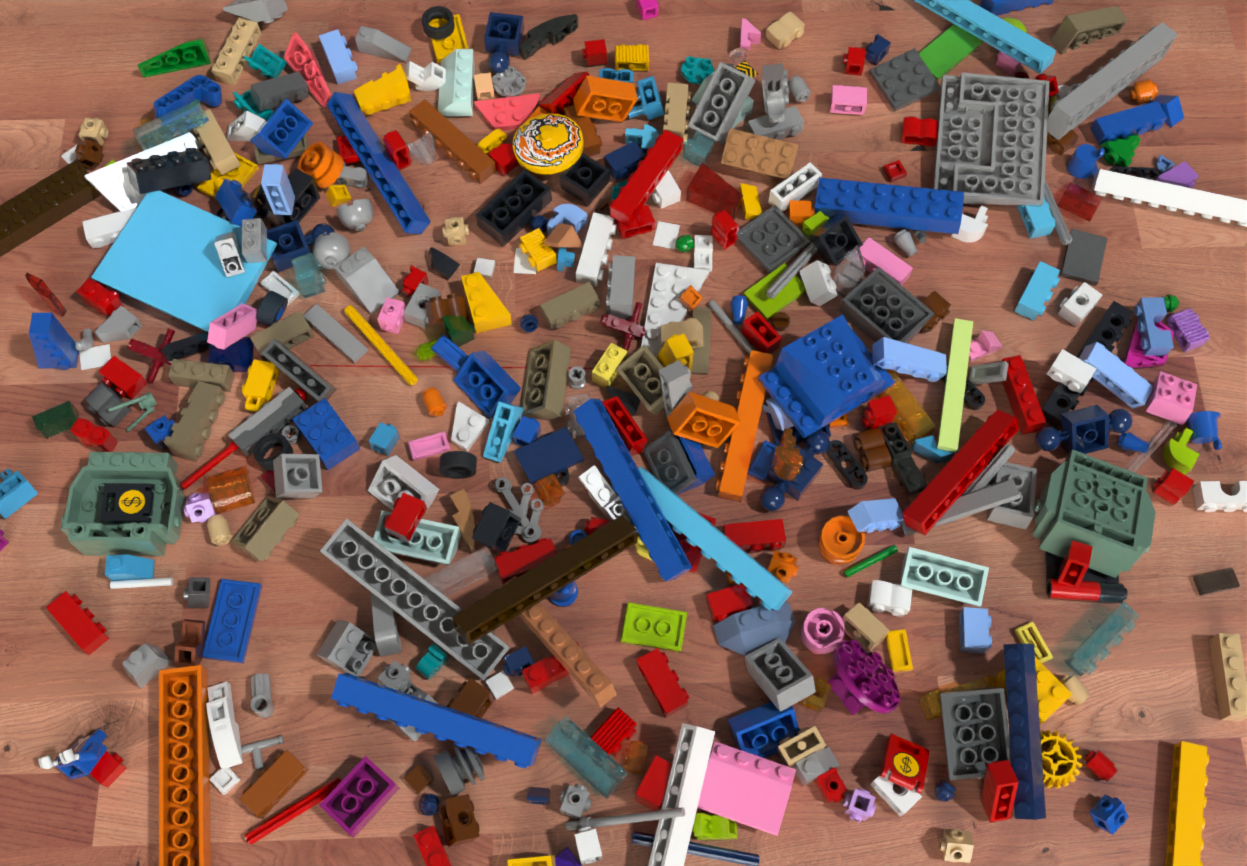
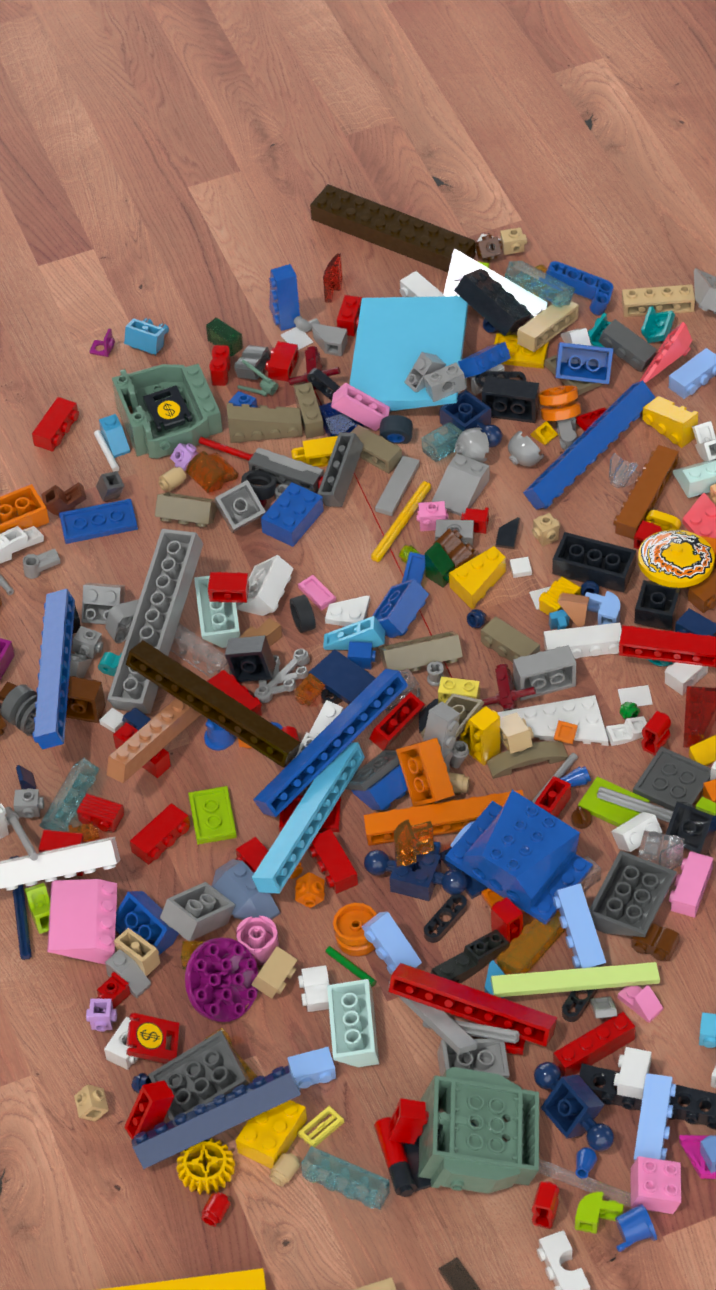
camera: 75 degrees right, 15 degrees down
(145, 664) = (37, 474): light grey torso -> none
(181, 57) = (629, 266): green wedge -> none
(276, 283) = (424, 426): white tile -> none
(278, 189) = (495, 370): light blue brick -> none
(384, 438) = (307, 556): dark azure brick -> none
(397, 149) = (605, 448): red brick -> none
(434, 402) = (360, 578): orange brick -> none
(642, 224) = (633, 668): red brick -> none
(872, 450) = (467, 931): reddish brown brick -> none
(898, 651) = (267, 1014): yellow tile -> none
(1109, 814) = (167, 1223): blue brick -> none

